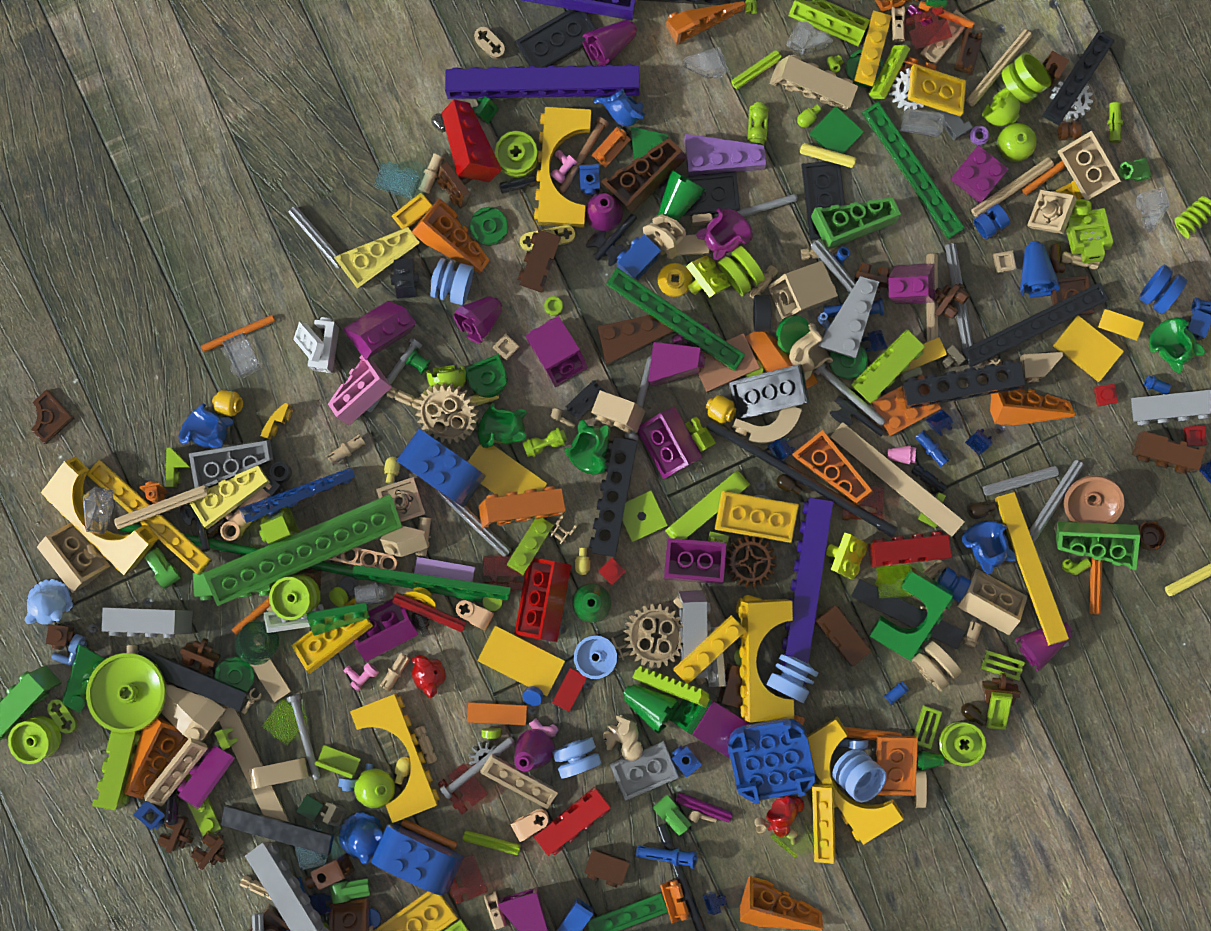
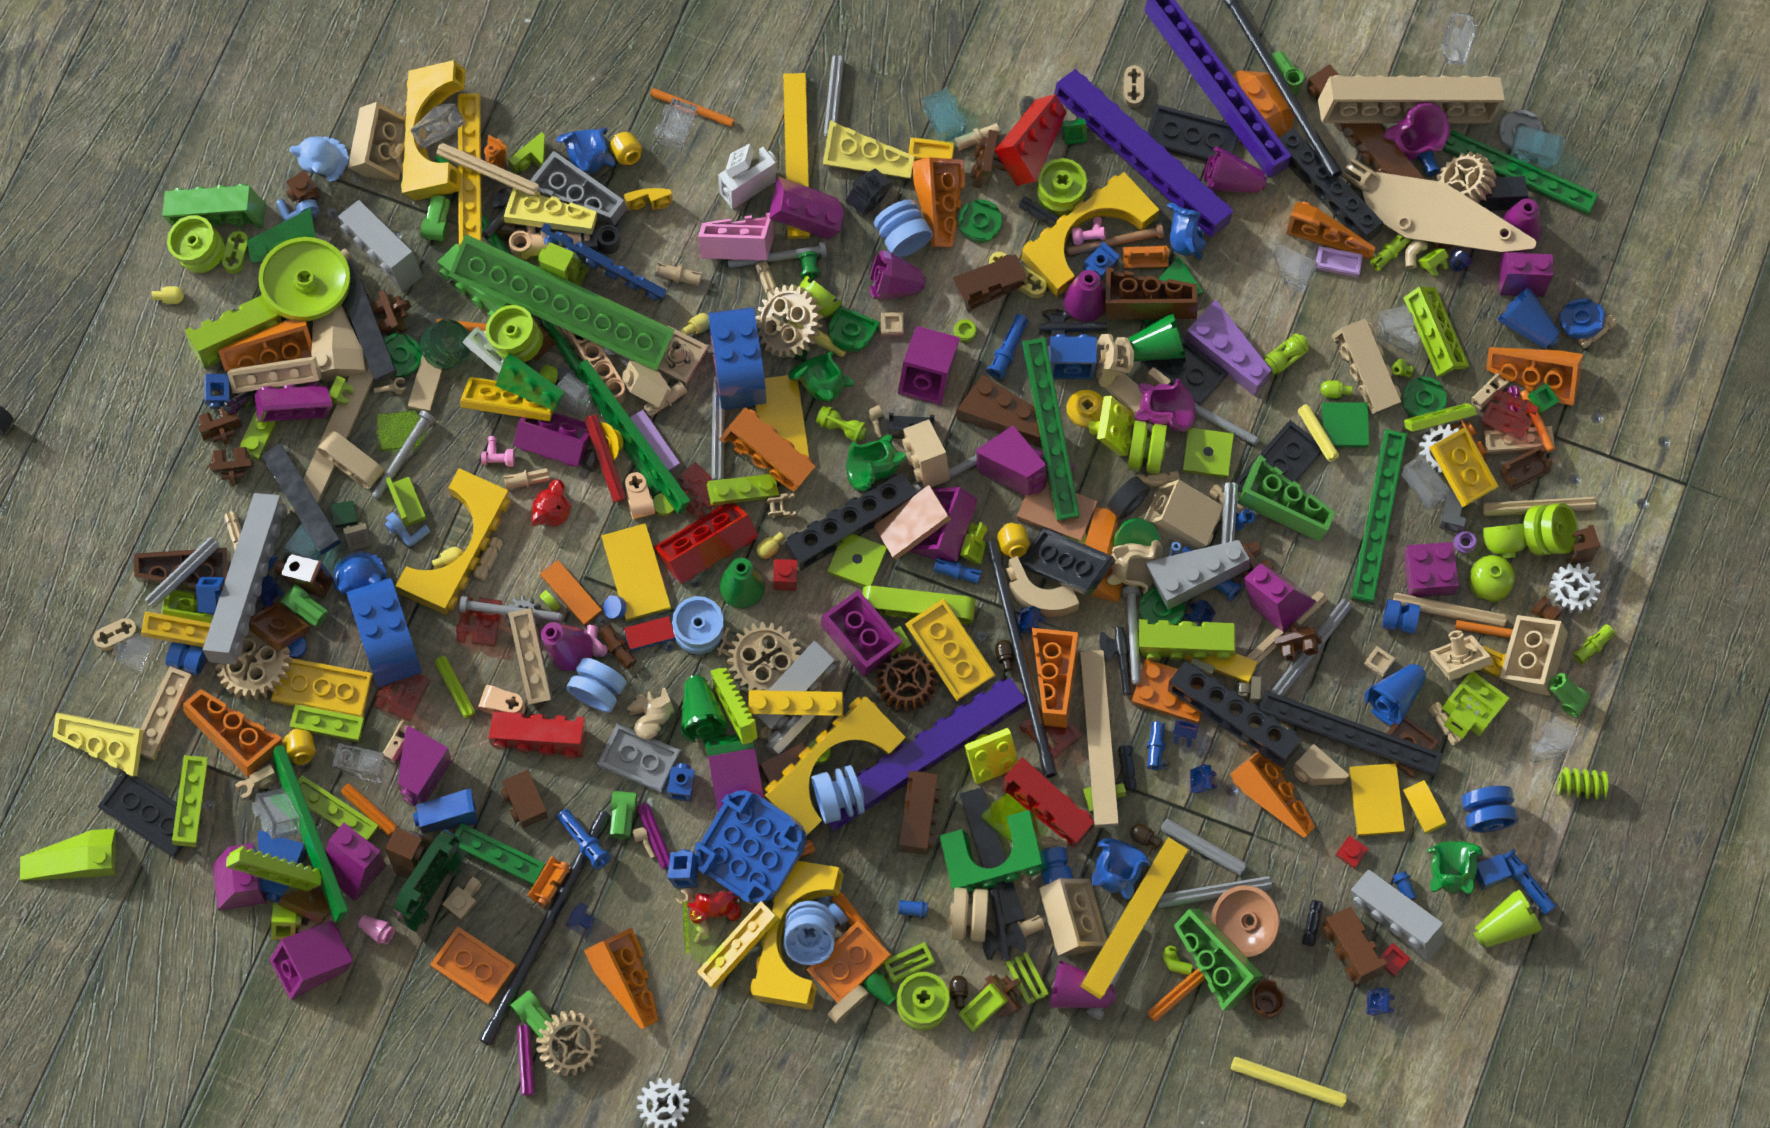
camera: 45 degrees right, 15 degrees down
(50, 416) = (479, 27): reddish brown tile -> none
(52, 785) = (169, 295): none -> light yellow cylinder
(321, 286) = (796, 137): none -> yellow tile
(374, 788) = (411, 547): lime cylinder -> none
(429, 834) = (413, 630): orange bar -> none
(560, 717) = (617, 646): none -> reddish brown pin
(594, 298) = (1004, 355): none -> blue pin
(653, 462) = (912, 522): none -> tile
(707, 462) = (957, 571): none -> blue pin
(727, 31) = (1339, 262): none -> lavender tile
(740, 816) = (683, 869): none -> blue brick
(756, 69) = (1330, 312): lime axle -> none
(775, 234) = (1208, 452): none -> lime tile
(872, 48) = (1446, 387): yellow plate -> none
(903, 454) = (1126, 726): bright pink cone -> none
(966, 658) = (1003, 940): none -> black piece
(1055, 259) = (1426, 698): reddish brown arm -> none
(1078, 78) = (1596, 574): black tile -> none
(1082, 207) = (1490, 677): lime tile -> none
(1127, 461) = (1312, 923): none -> black axle

